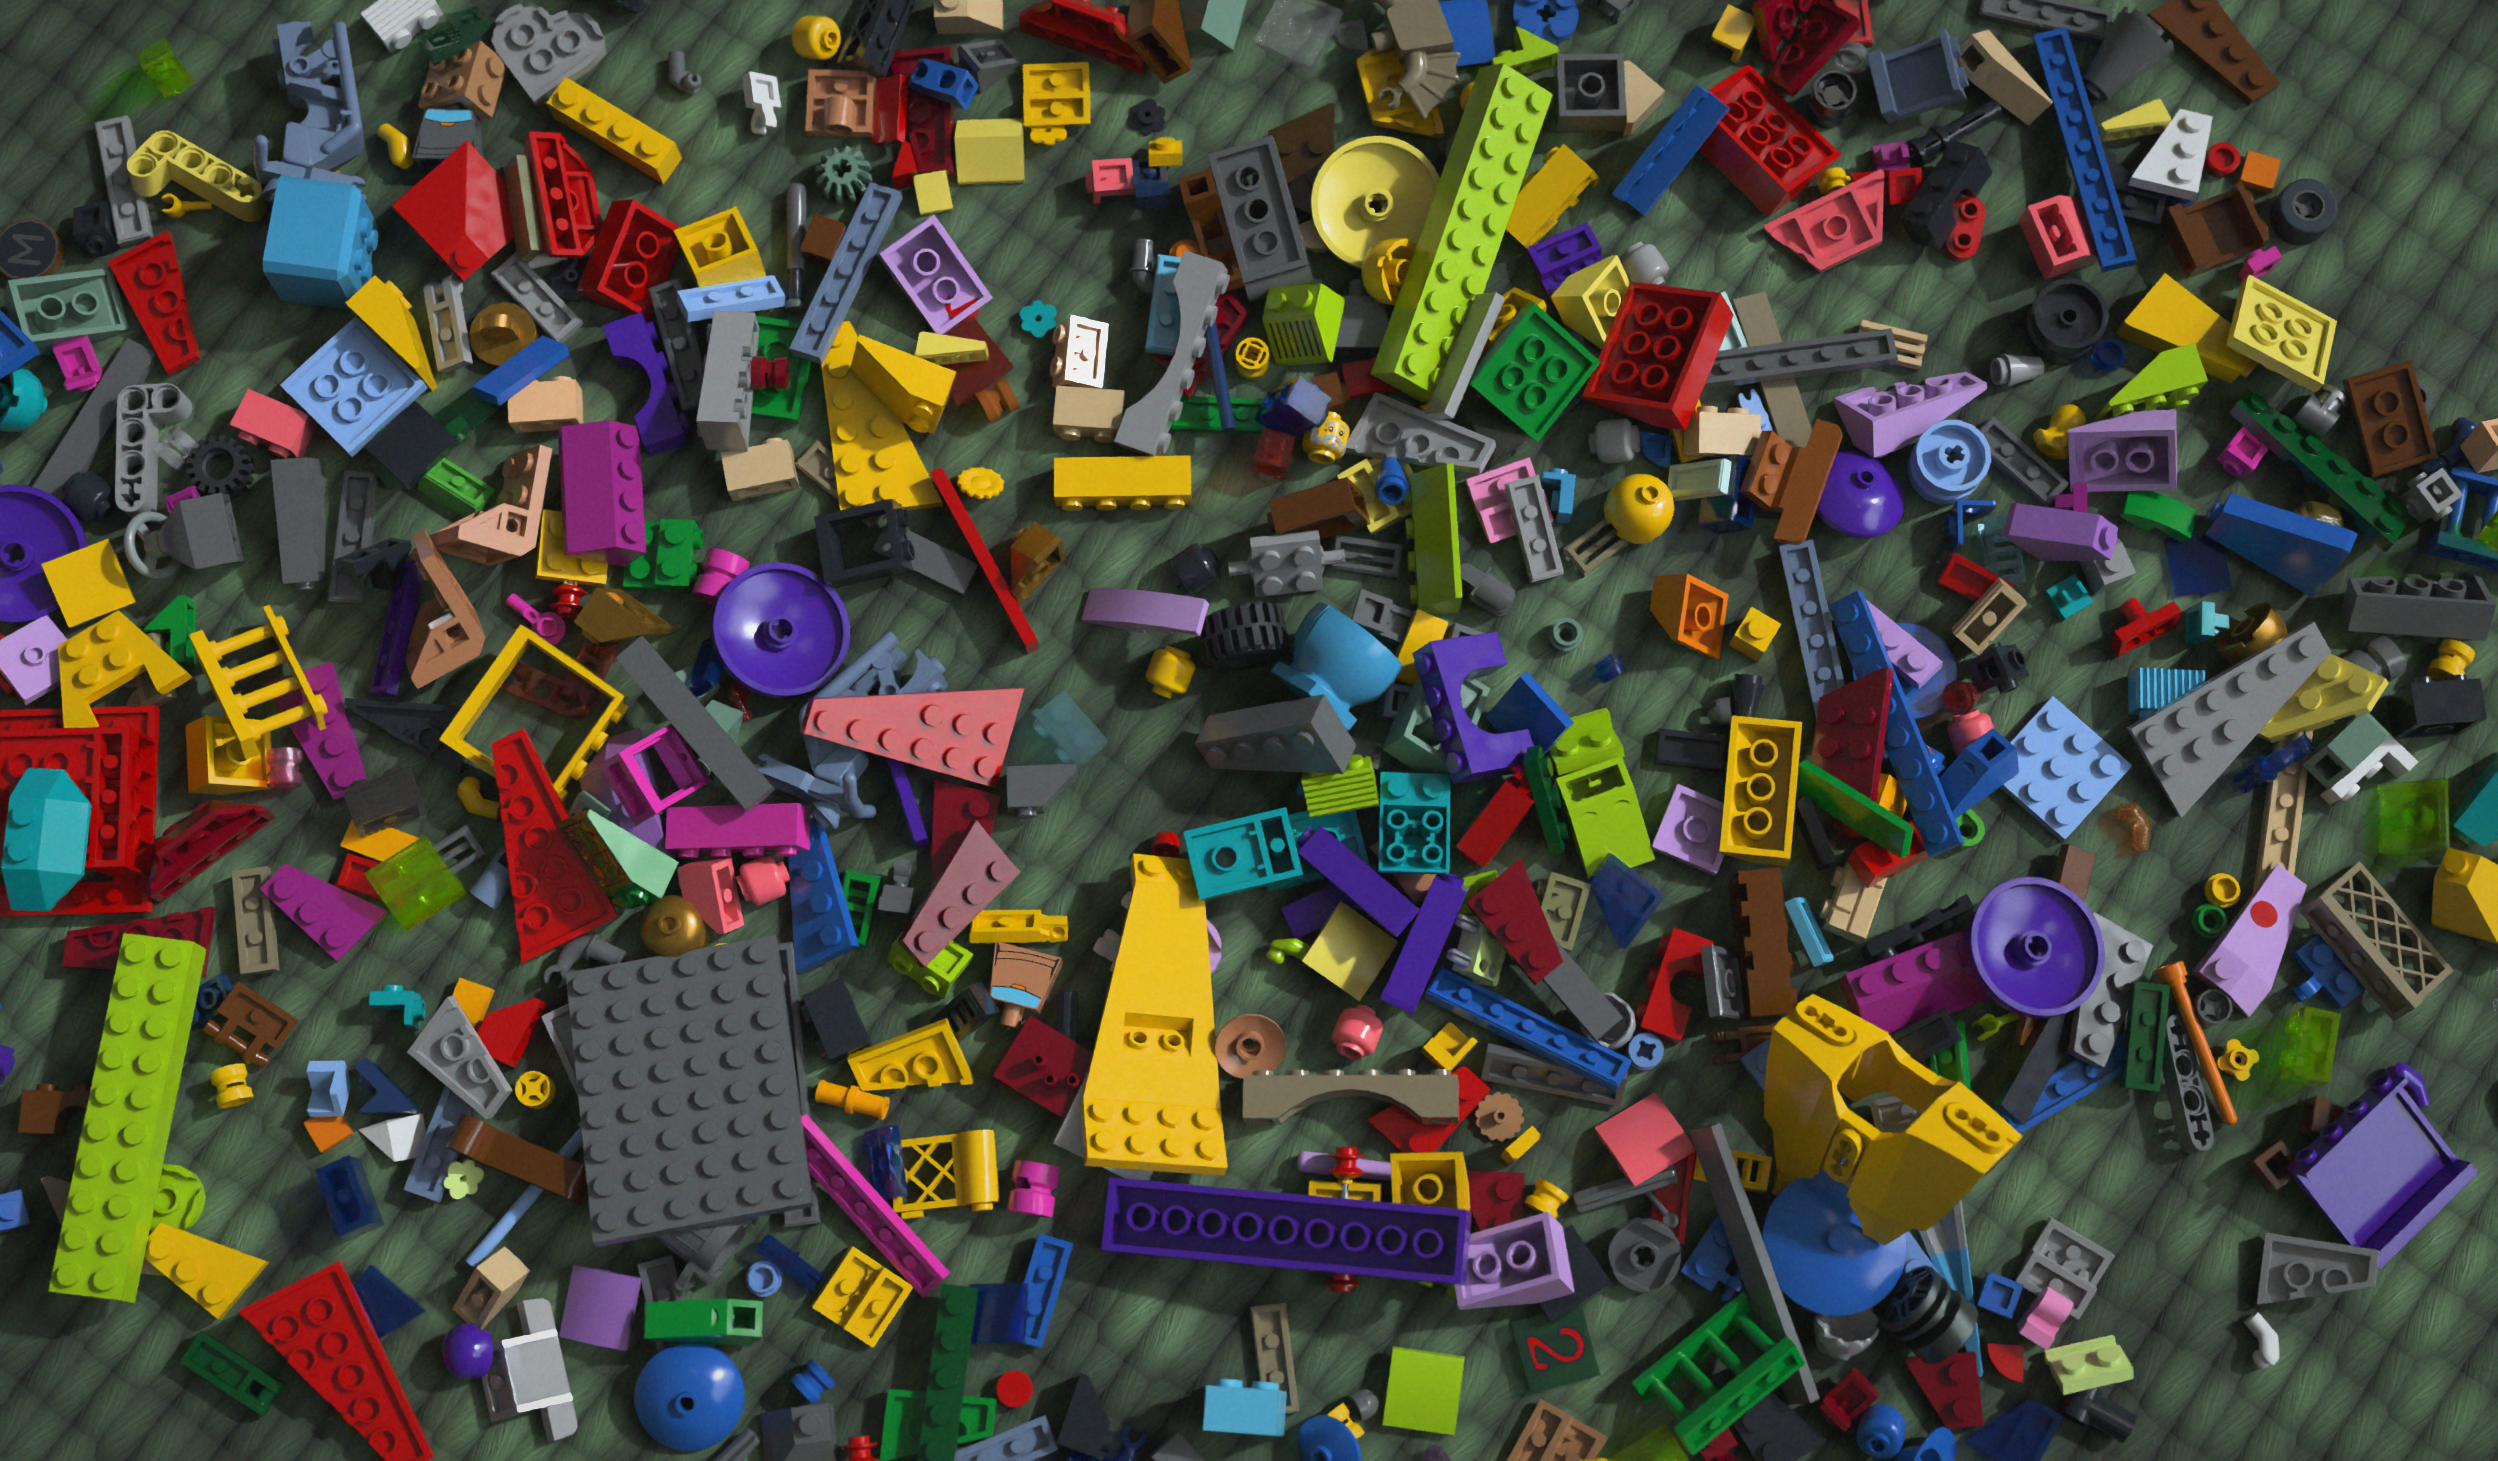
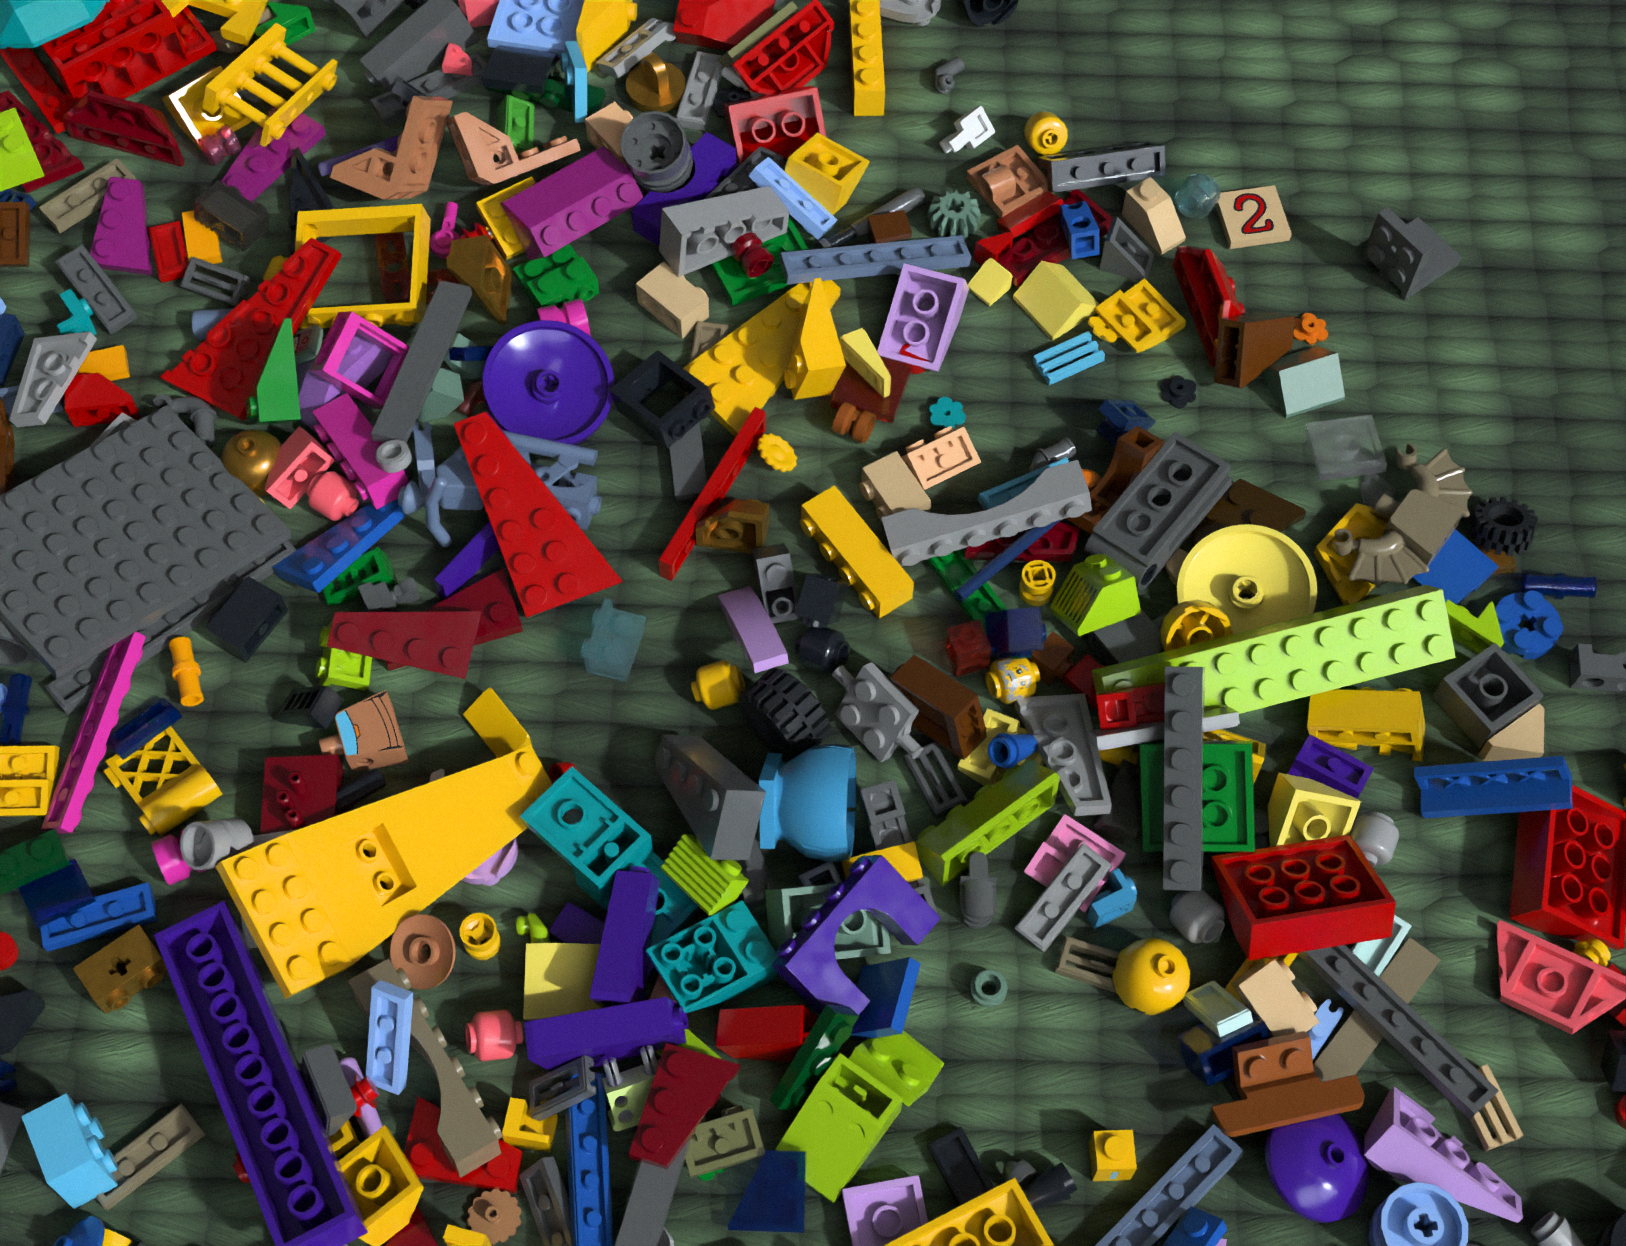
camera: 55 degrees right, 15 degrees down
(344, 494) = (456, 61): none -> coral tile
(376, 969) = (97, 289): none -> dark grey tile
(415, 883) = (178, 270): clear neon green slope -> none
(458, 400) = (576, 79): none -> medium azure wing
(520, 370) = (622, 98): blue tile -> none
(530, 1085) = (53, 444): yellow wheel -> none
(621, 369) = (653, 136): none -> dark grey wheel
(781, 803) = (393, 456): none -> light grey tile
(915, 1058) = (248, 694): yellow wing -> none
(1017, 926) = (414, 703): yellow hinge -> none
(1037, 787) = (546, 646): dark grey slope -> none
(1057, 156) = (1066, 353): none -> medium azure tile
(1059, 1154) = (211, 841): none -> light grey wheel
(1083, 872) = (496, 724): none -> yellow slope
(1095, 1313) = (103, 970): none -> pearl gold brick
(1105, 563) = (775, 582): none -> dark grey slope
(1110, 178) = (1101, 385): coral bracket -> none
(1157, 538) = (821, 600): none -> black brick
(1165, 152) = (1158, 415): yellow plate -> none
(1269, 989) = (478, 928): none -> yellow wheel
(1316, 1111) = (389, 1036): none -> light blue plate
(1329, 1179) = (328, 1087): none -> dark grey slope
(1431, 367) = (1131, 706): none -> red slope
(1449, 981) = (561, 1094): none -> dark grey tile
(1518, 369) = (1183, 778): none -> dark grey arch
(1608, 668) = (984, 1043): clear blue plate -> none
(1656, 449) = (1220, 959): blue tile -> none
(1690, 612) = (1088, 1085): orange slope -> none

